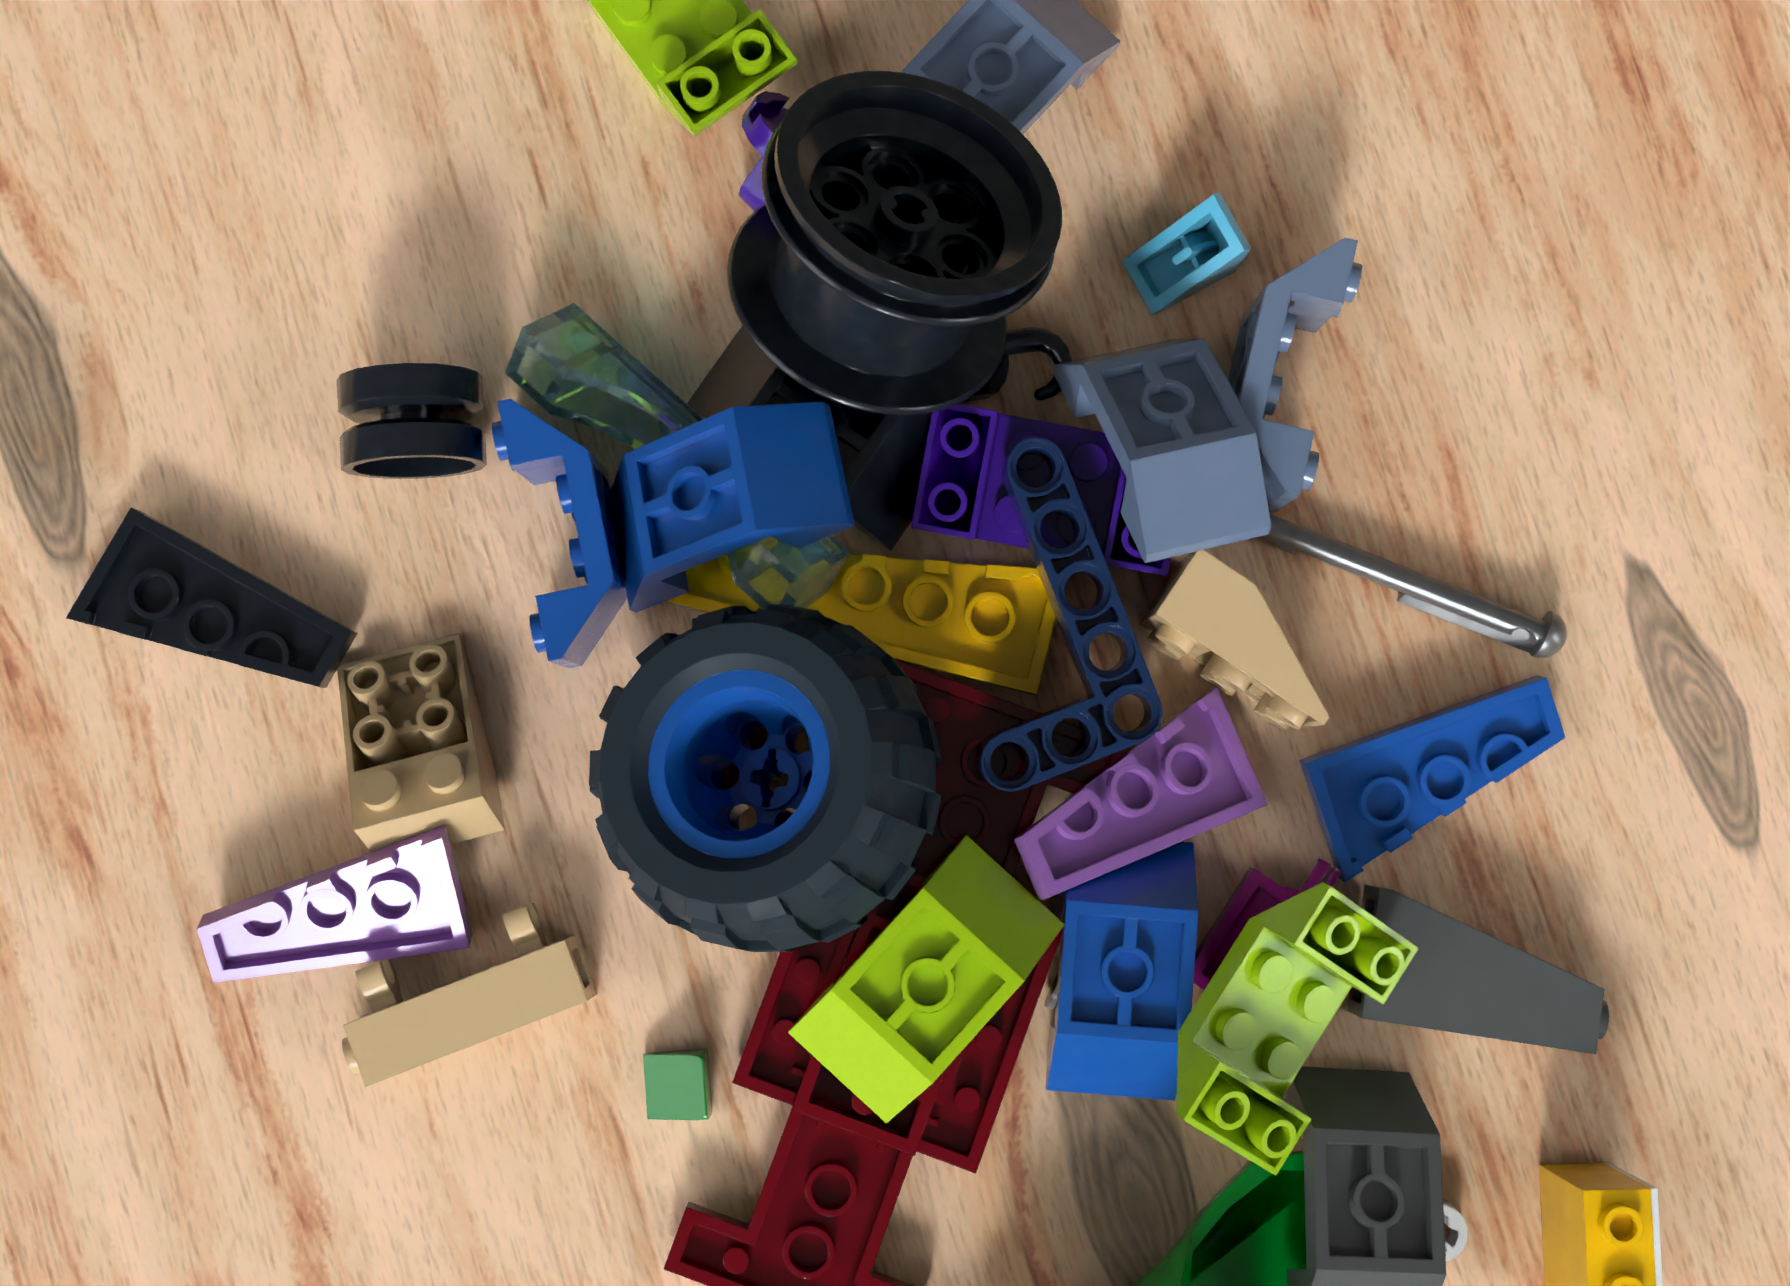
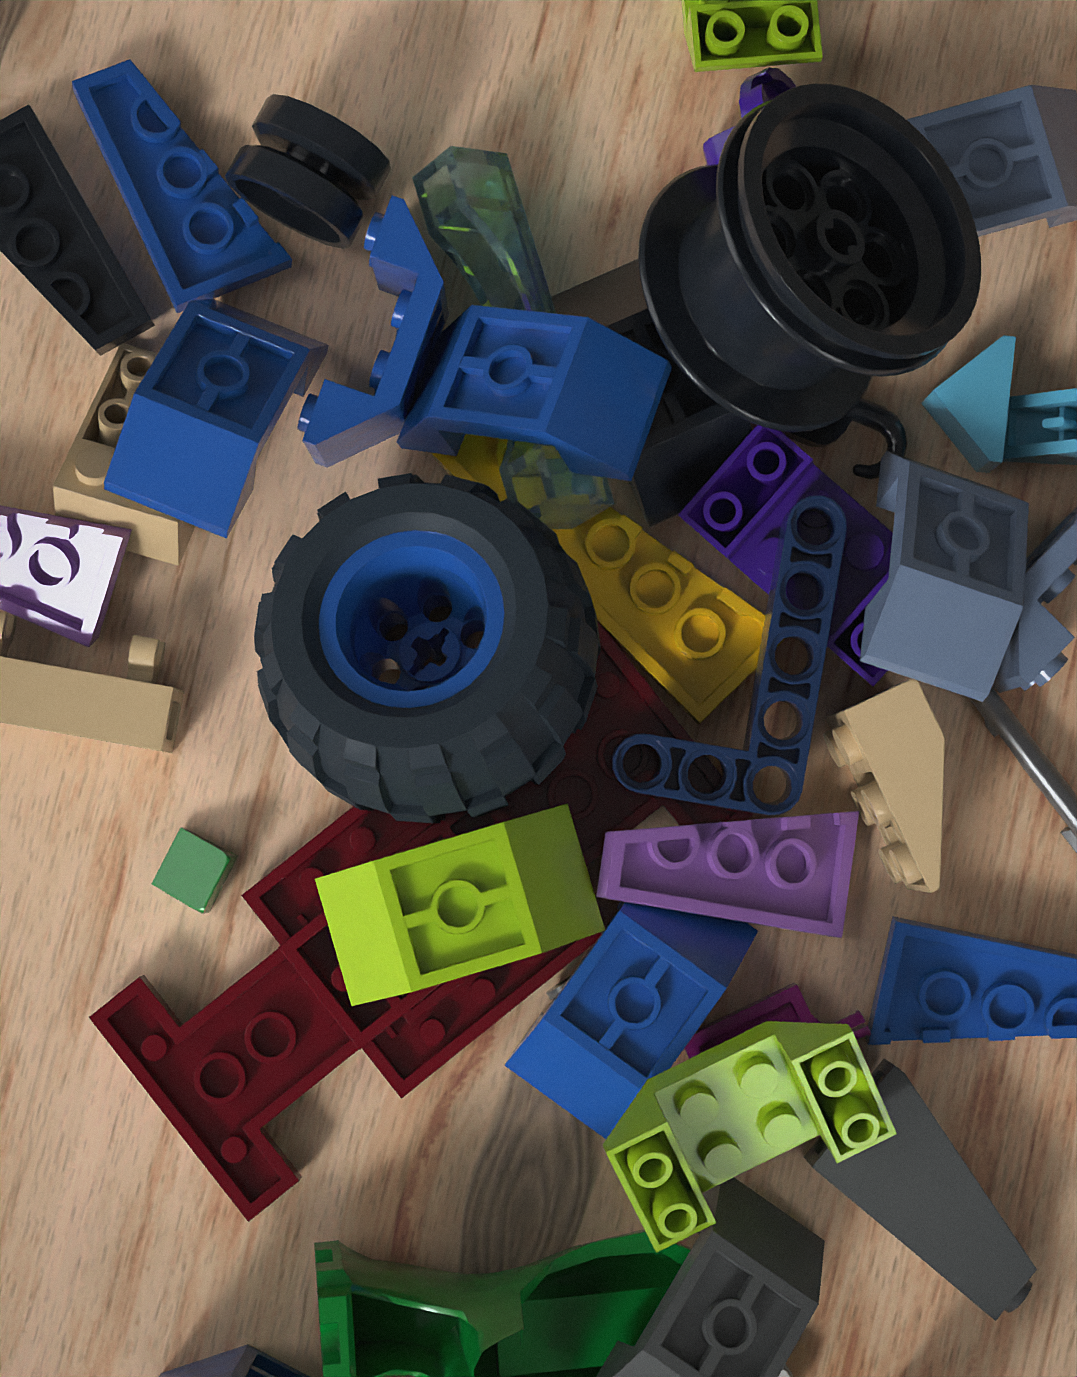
camera: 30 degrees right, 0 degrees up
(326, 520) = (183, 208): none -> blue wing
(452, 684) = (209, 413): none -> blue slope
(1107, 280) = (975, 405): none -> medium azure slope

